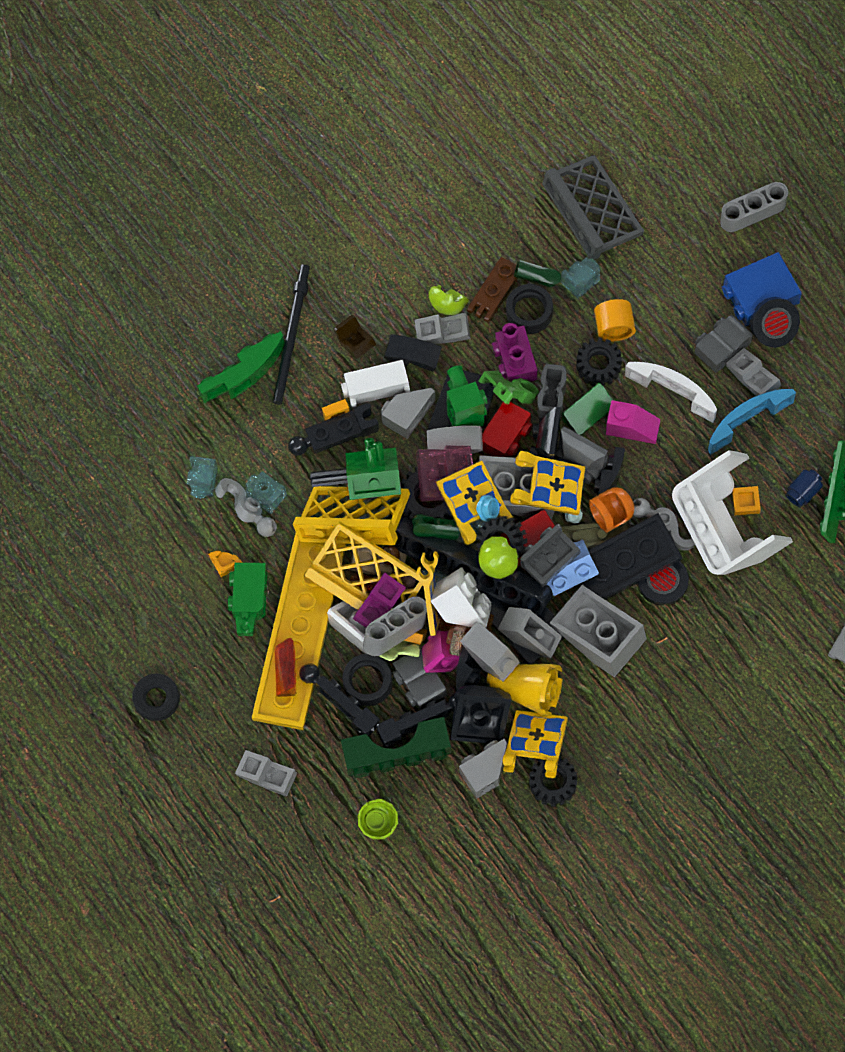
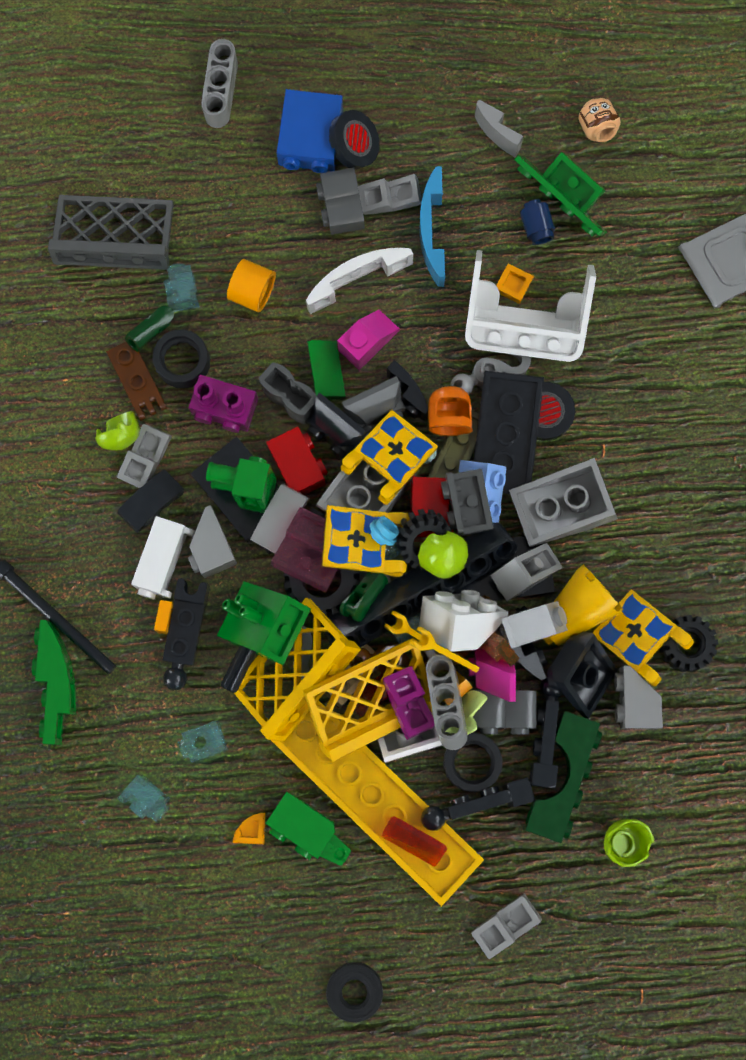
camera: 60 degrees left, 10 degrees up
(246, 508) = (209, 773): light grey piece -> none
(353, 337) = (95, 549): dark brown bracket -> none
(519, 388) = (264, 422): bright green piece -> none
(599, 348) = (282, 311): black tyre -> none

